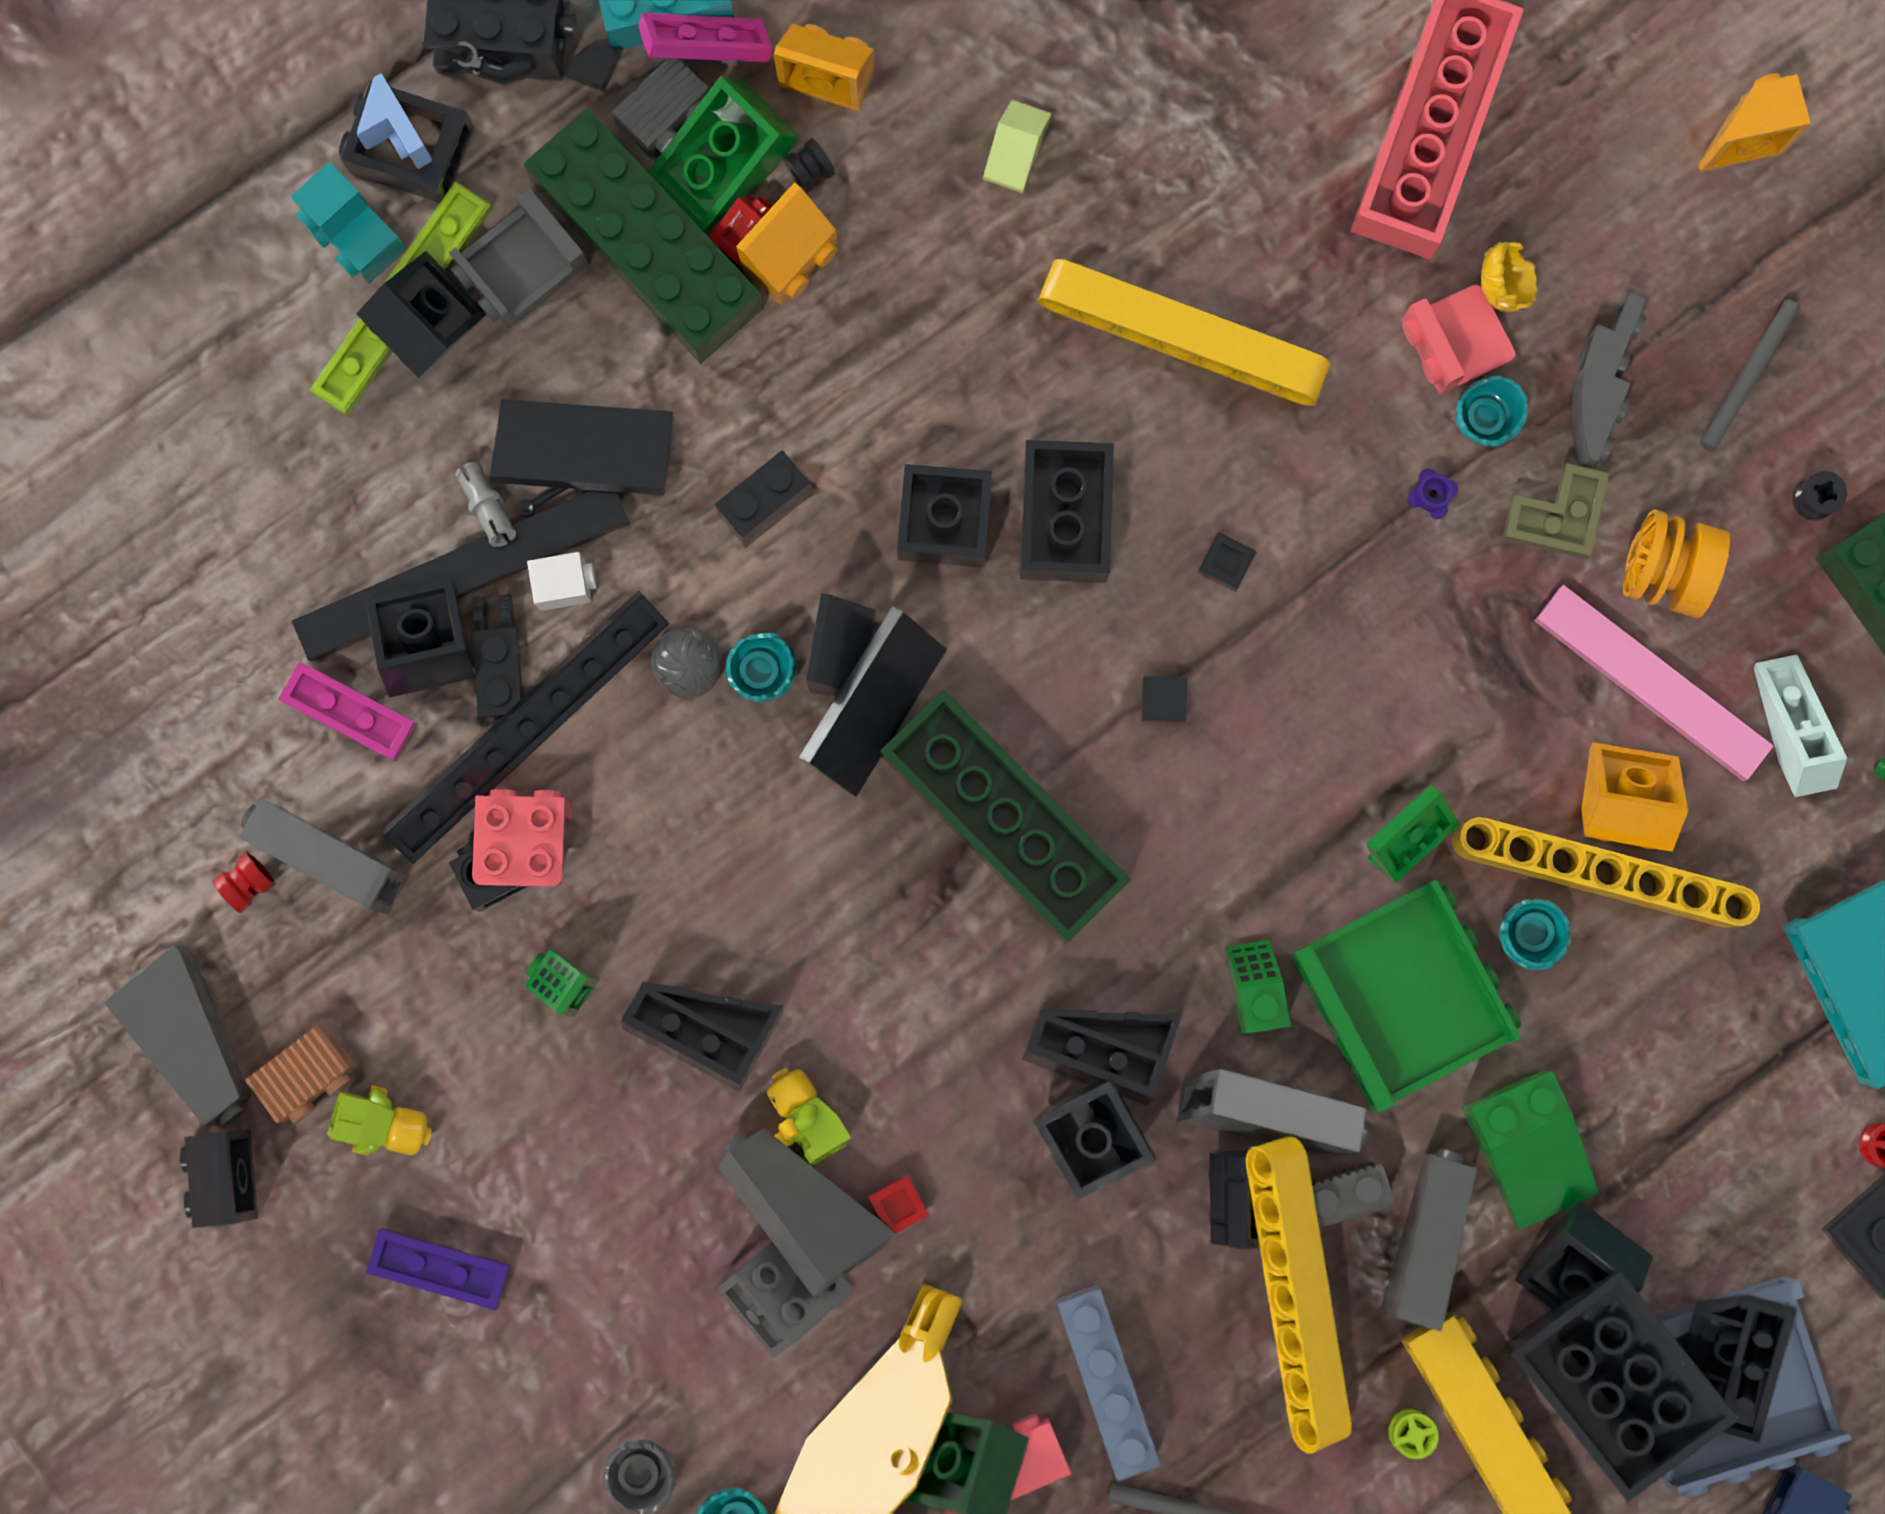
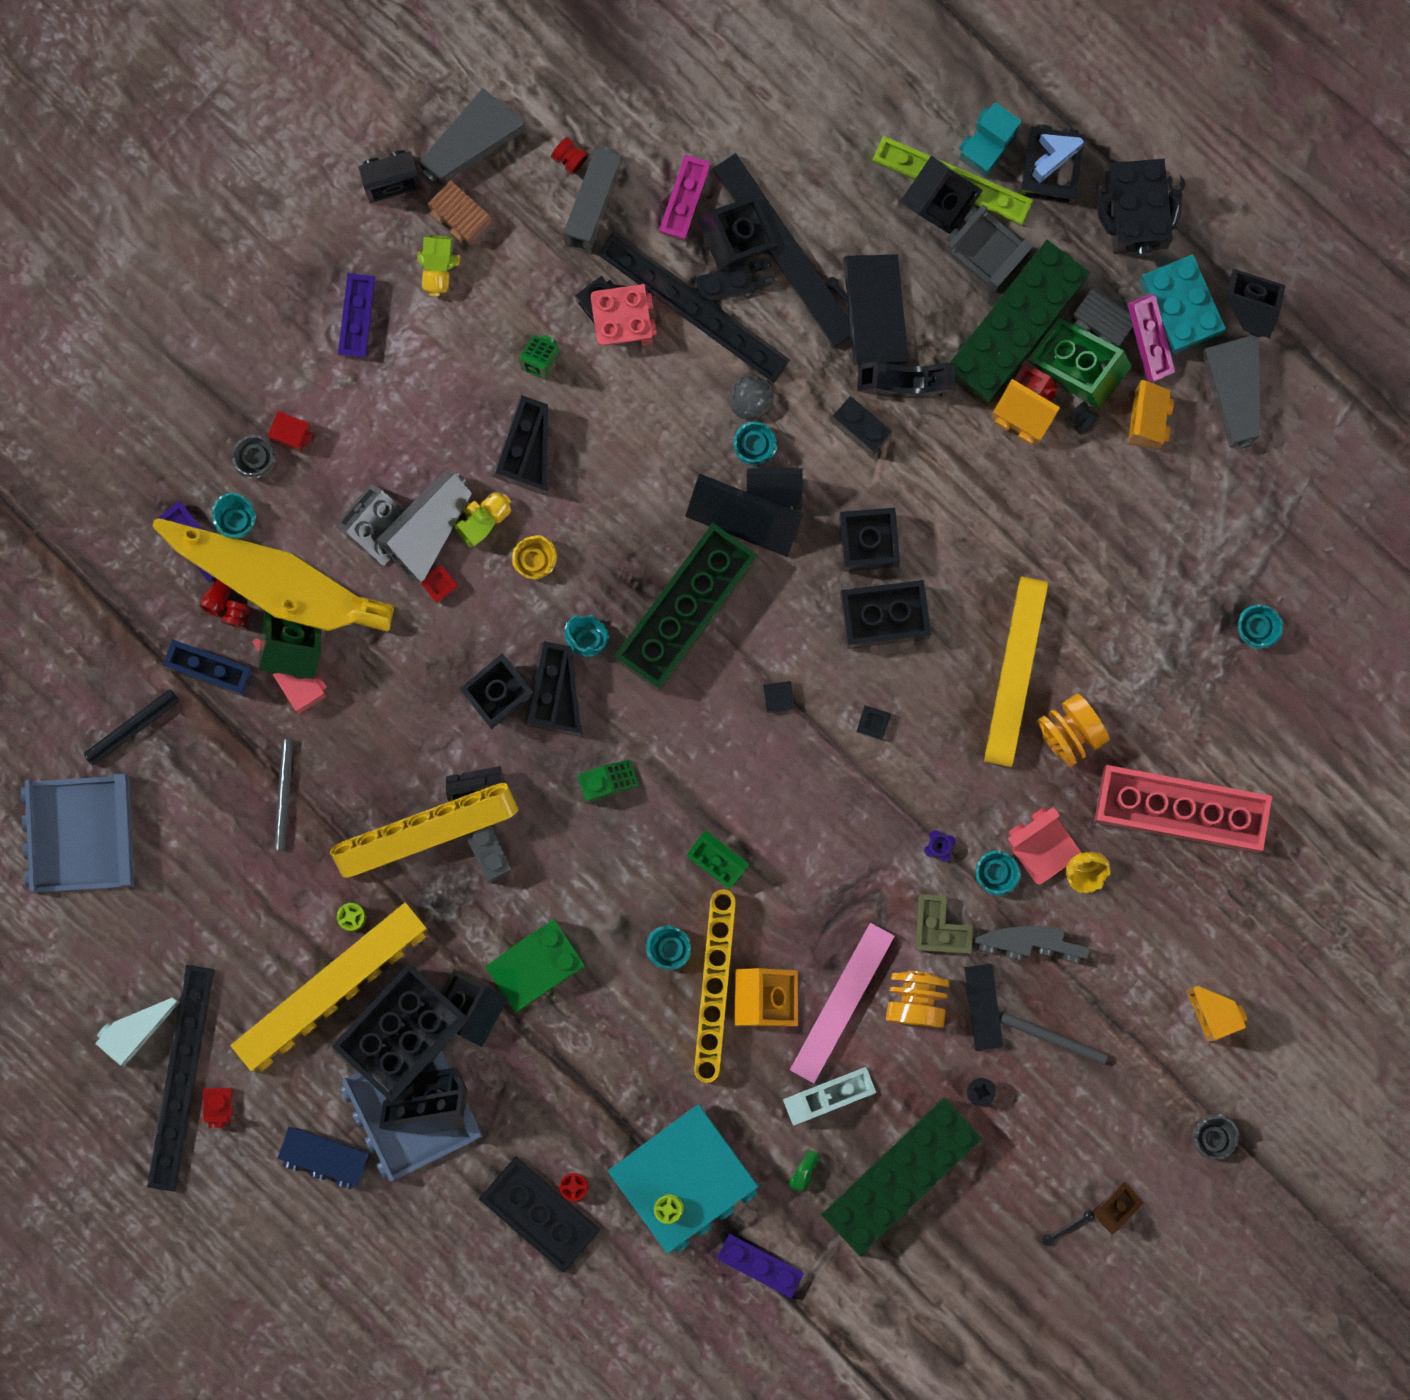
camera: 80 degrees right, 0 degrees up
(485, 504) = (828, 256): light grey pin -> none
(561, 581) = (788, 312): white brick -> none
(593, 66) = (1124, 272): black tile -> none
(609, 1409) = (290, 432): none -> red brick
(705, 414) = (906, 381): none -> black arch
(882, 1044) = (534, 557): none -> yellow hair
(1016, 145) = (1122, 546): yellowish green slope -> none
(1022, 982) = (586, 635): none -> teal hair
(1107, 1382) = (353, 726): sand blue brick -> none
(1271, 1111) = (531, 797): slope -> none
(1291, 253) = (1069, 732): none -> light orange wheel
(1406, 995) = (617, 874): green panel -> none
(1430, 1241) = (470, 908): dark grey slope -> none
(1688, 471) = (983, 1007): none -> black tile

